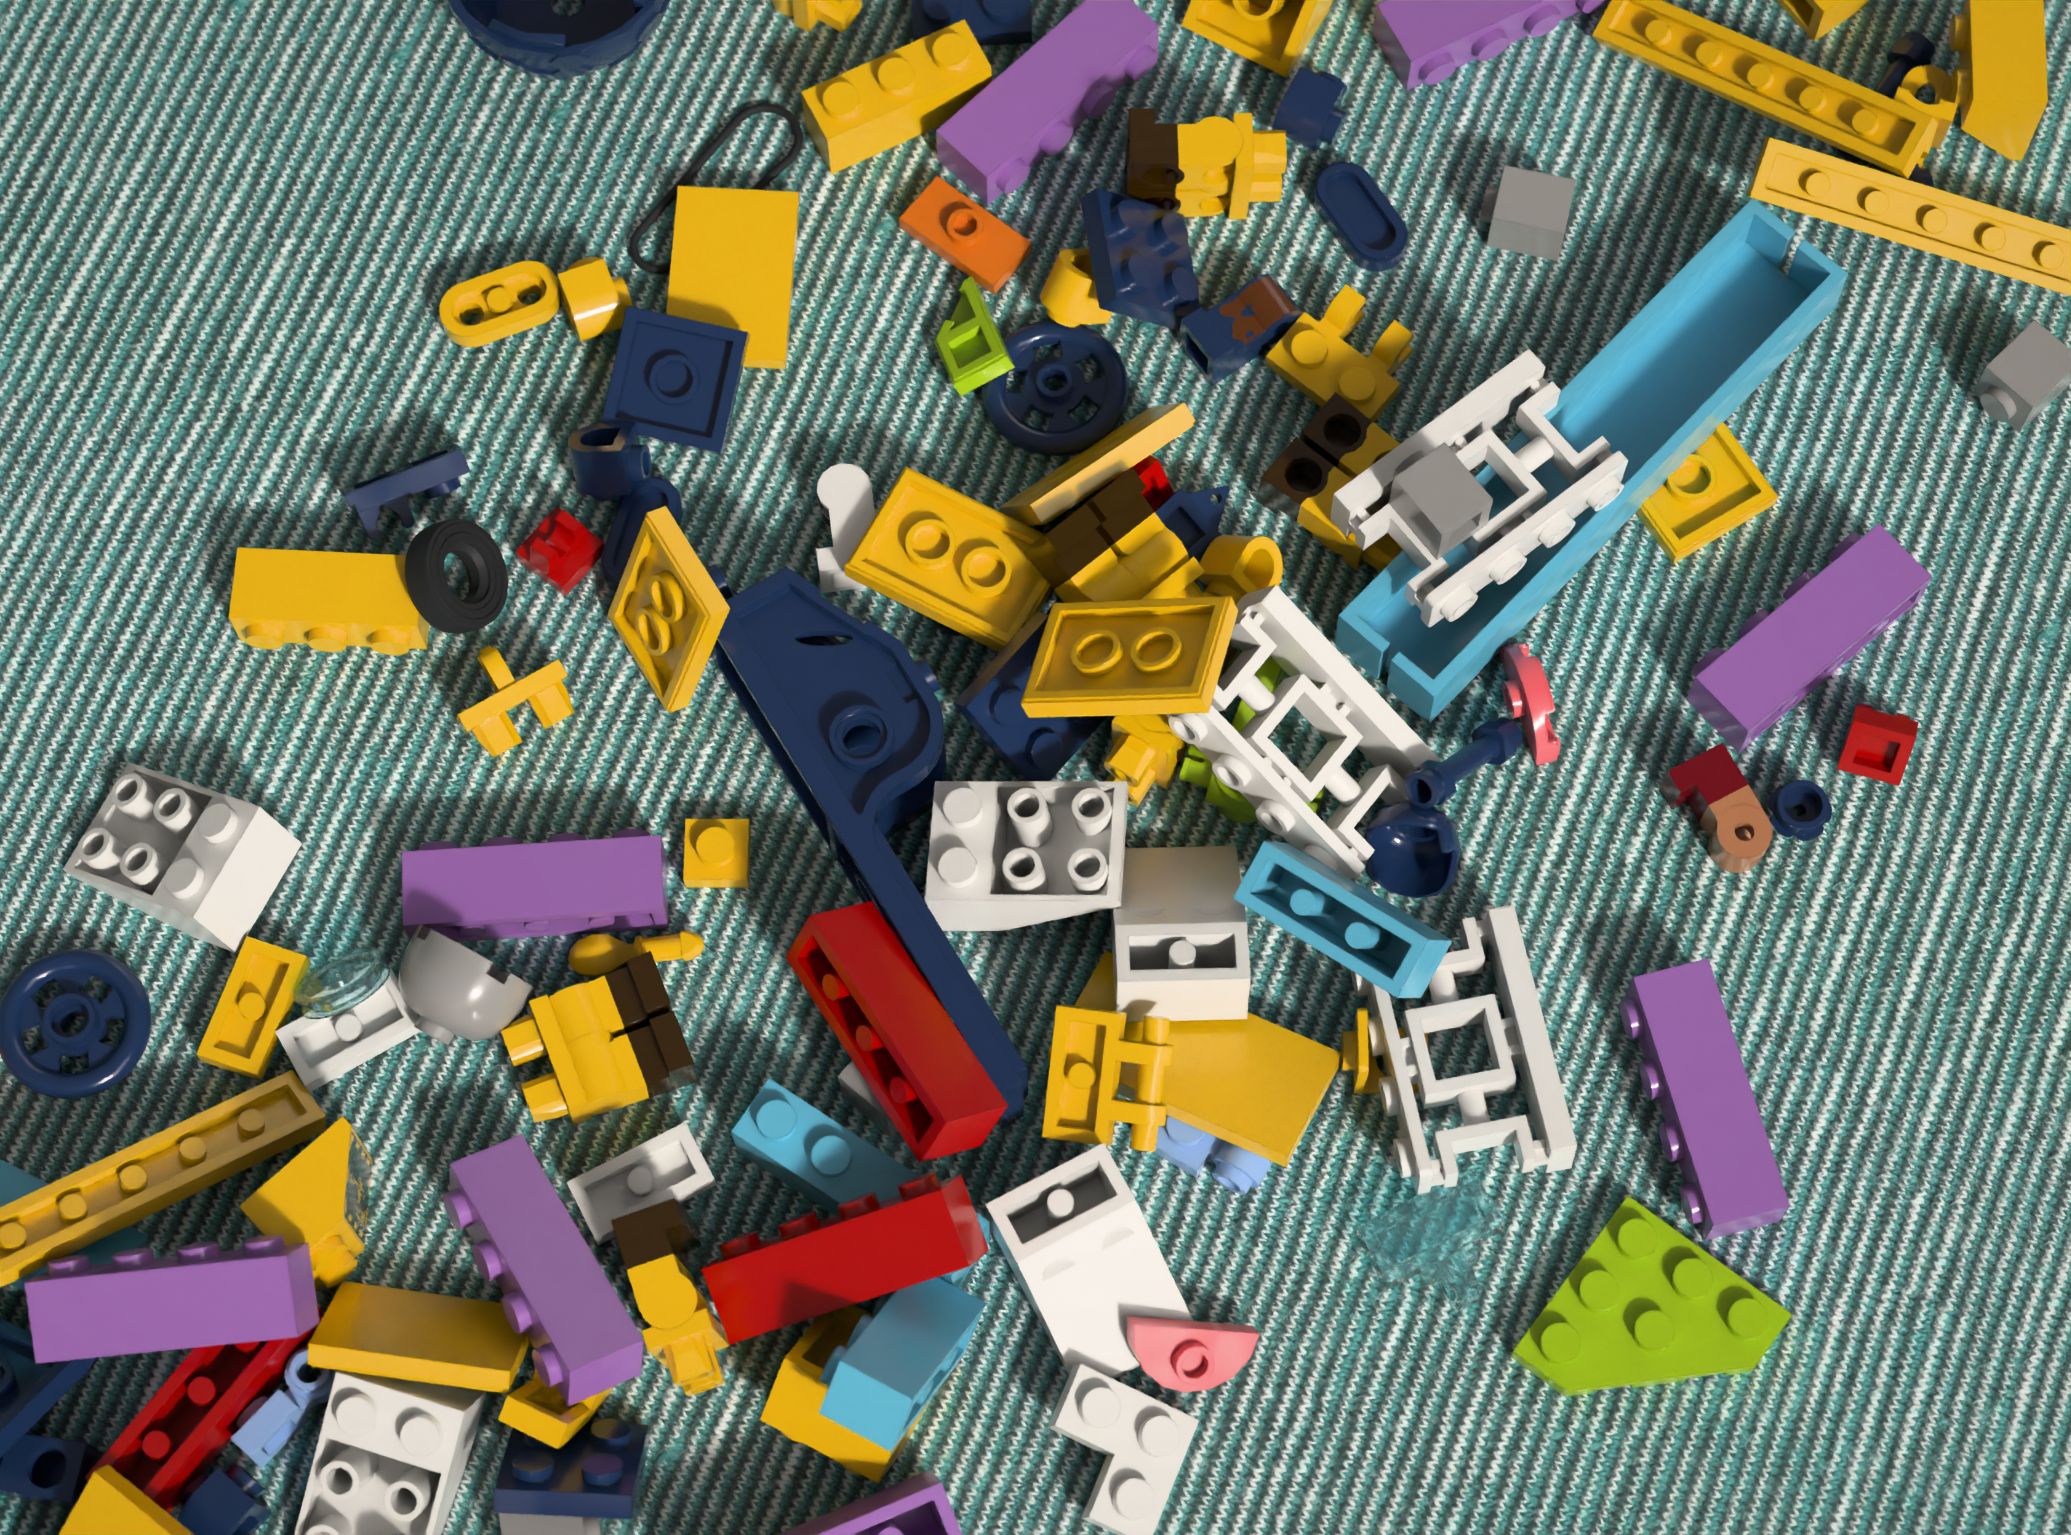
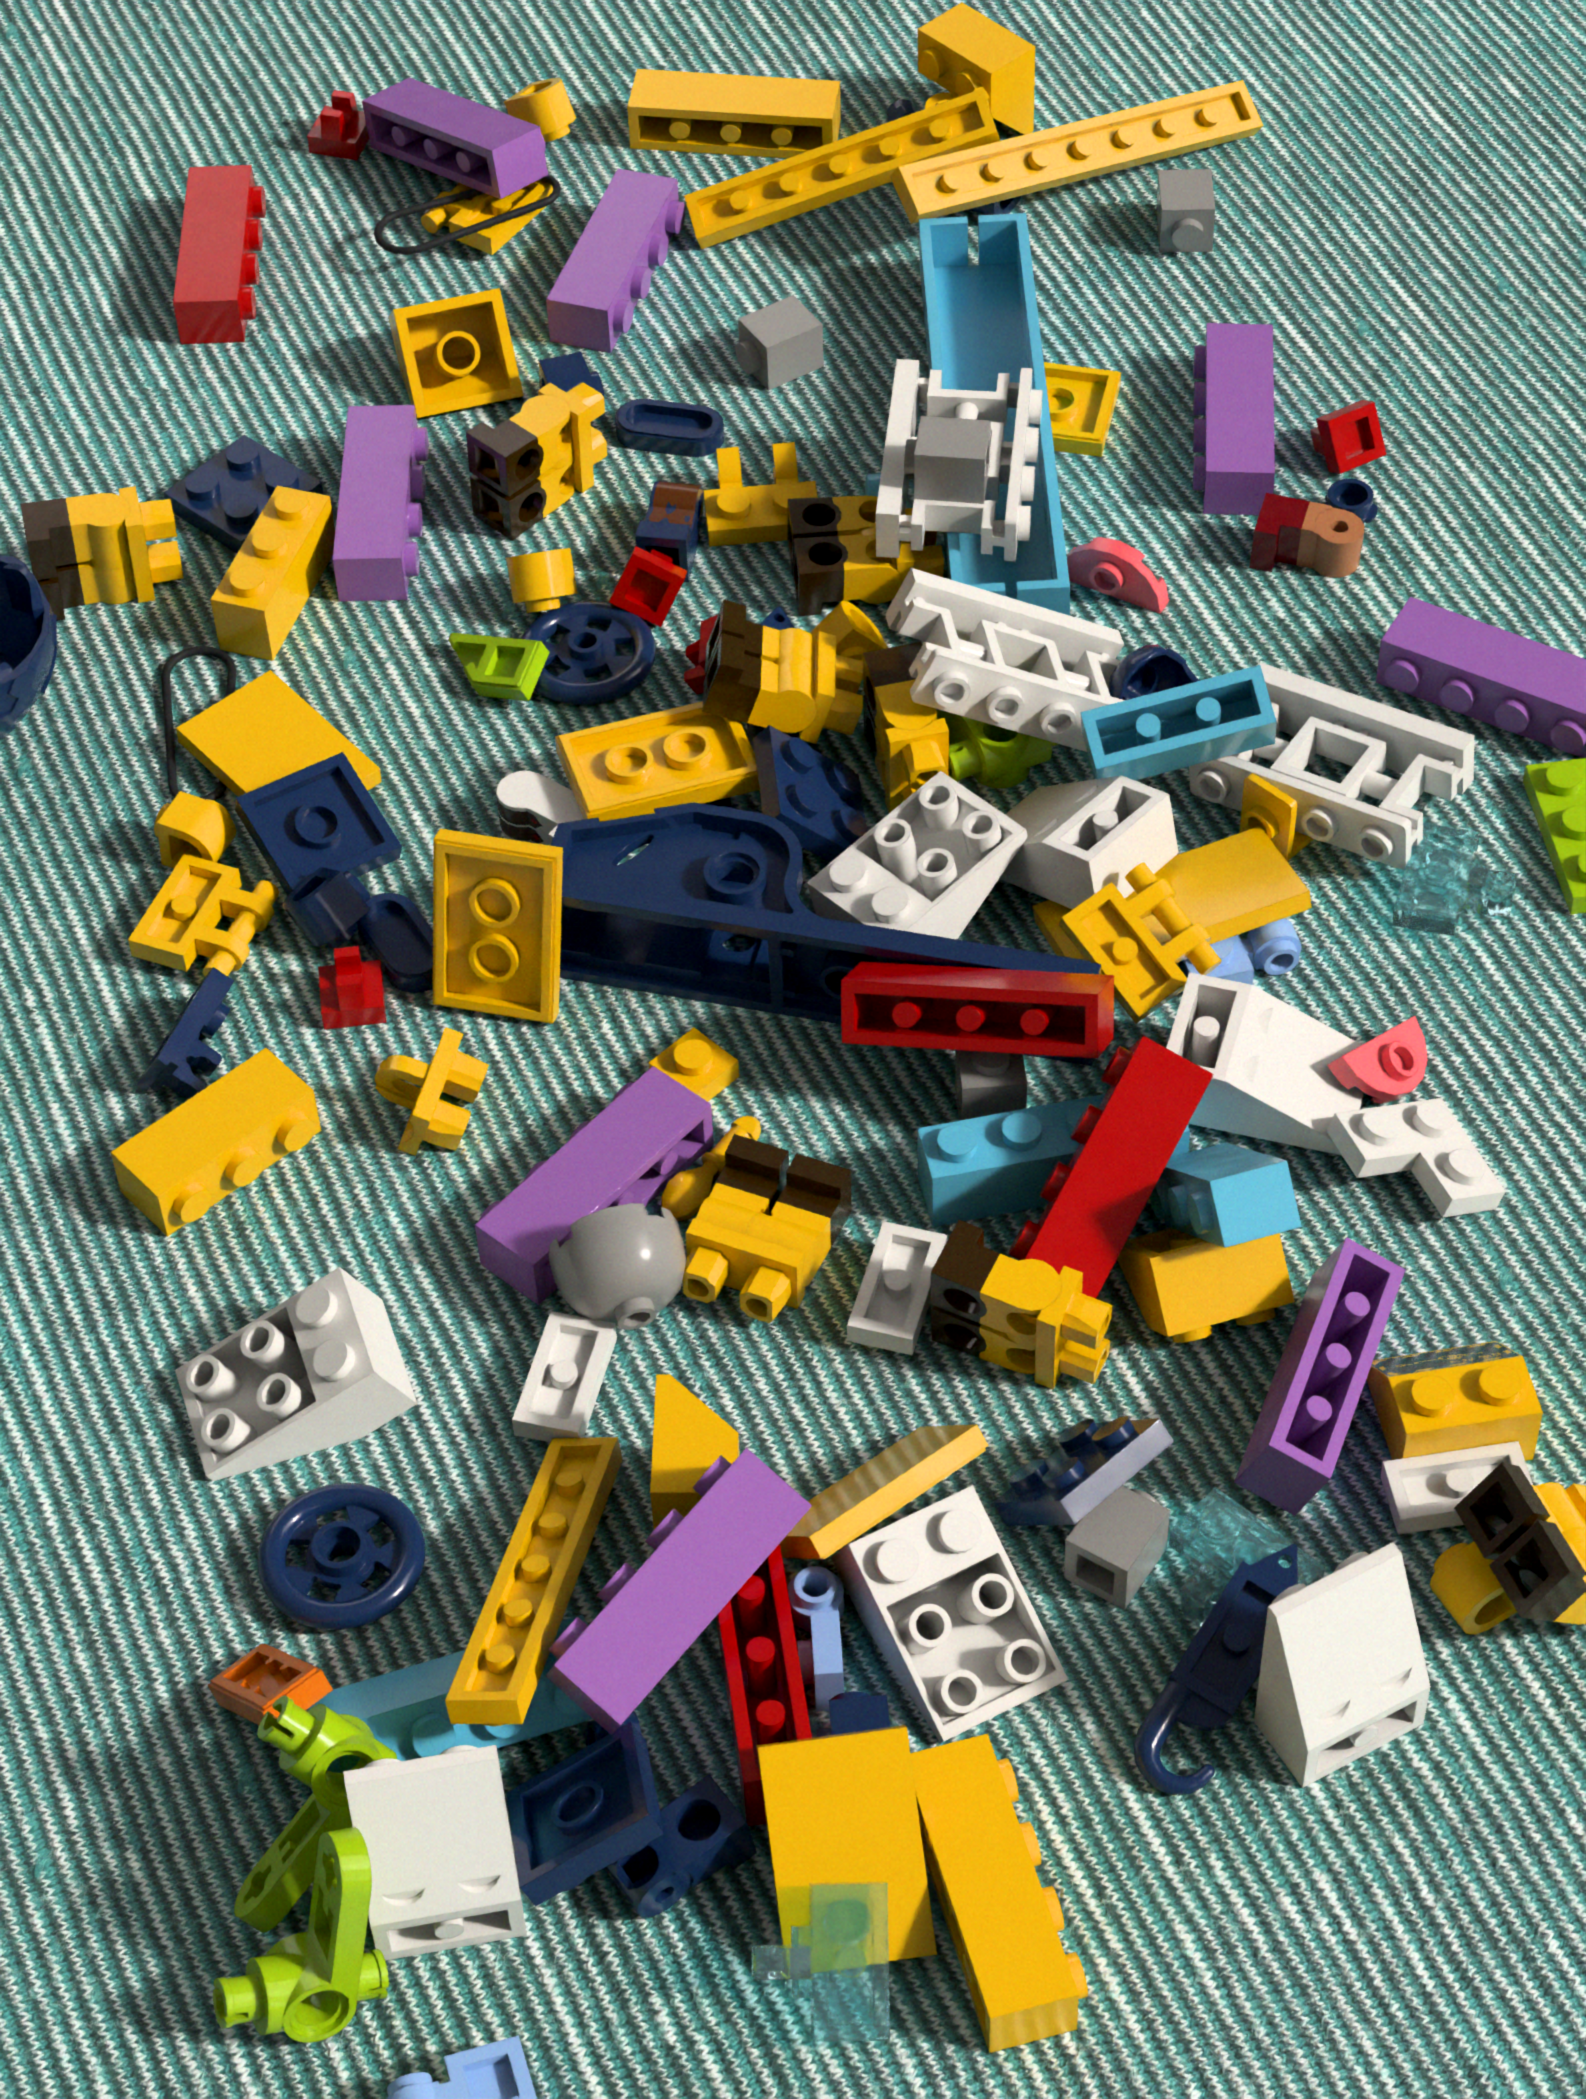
camera: 45 degrees left, 20 degrees down
(253, 1008) = (474, 1427): yellow plate -> none
(341, 983) = (526, 1347): clear light blue piece -> none
(428, 582) = (302, 1046): black tyre -> none
(498, 301) = (114, 895): yellow plate -> none
(520, 368) = (189, 908): none -> yellow plate
(544, 1270) = (908, 1370): medium lavender brick -> none
(544, 1413) = (1019, 1439): yellow slope -> none
(965, 235) = (414, 618): orange plate -> none
(1099, 464) = (686, 636): yellow tile -> none
(1130, 657) = (866, 678): yellow tile -> none
(1139, 259) = (563, 527): dark blue plate -> none
(1153, 372) = (648, 585): none -> red tile
(1435, 781) = (1127, 620): dark blue bar -> none

